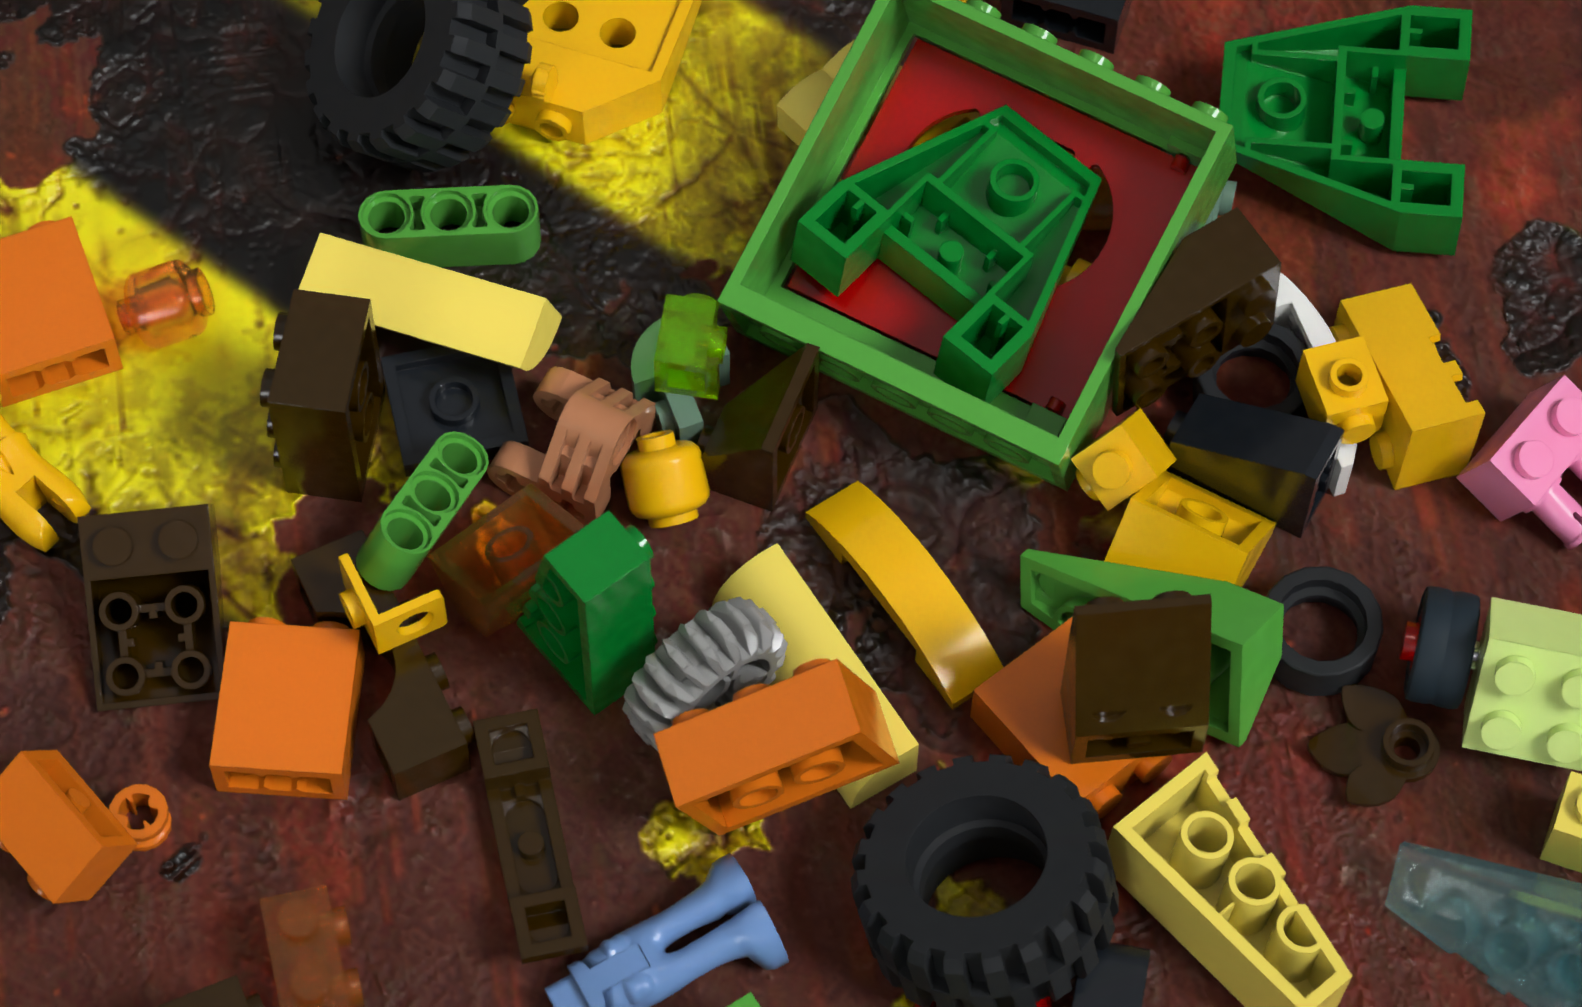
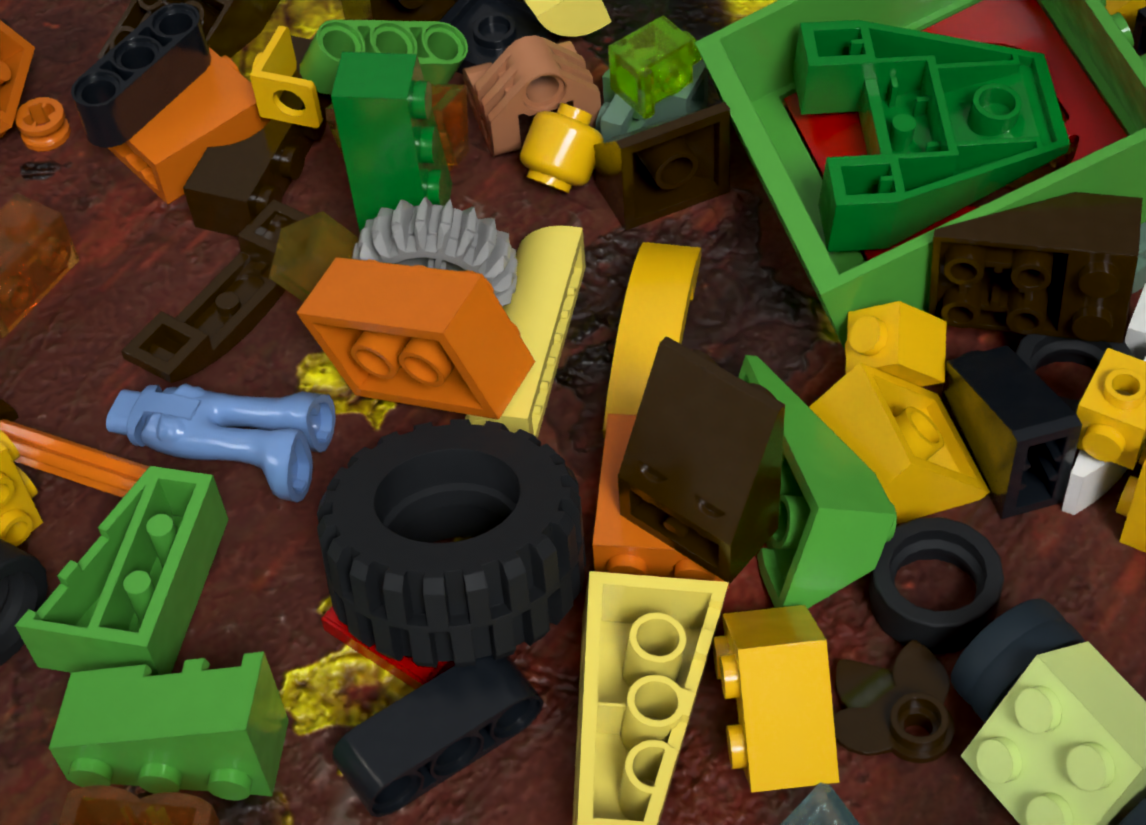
camera: 50 degrees right, 10 degrees down
(250, 726) = (141, 75): none -> black beam
(590, 746) = (307, 252): none -> clear yellow brick
(1315, 798) = (783, 695): none -> yellow brick

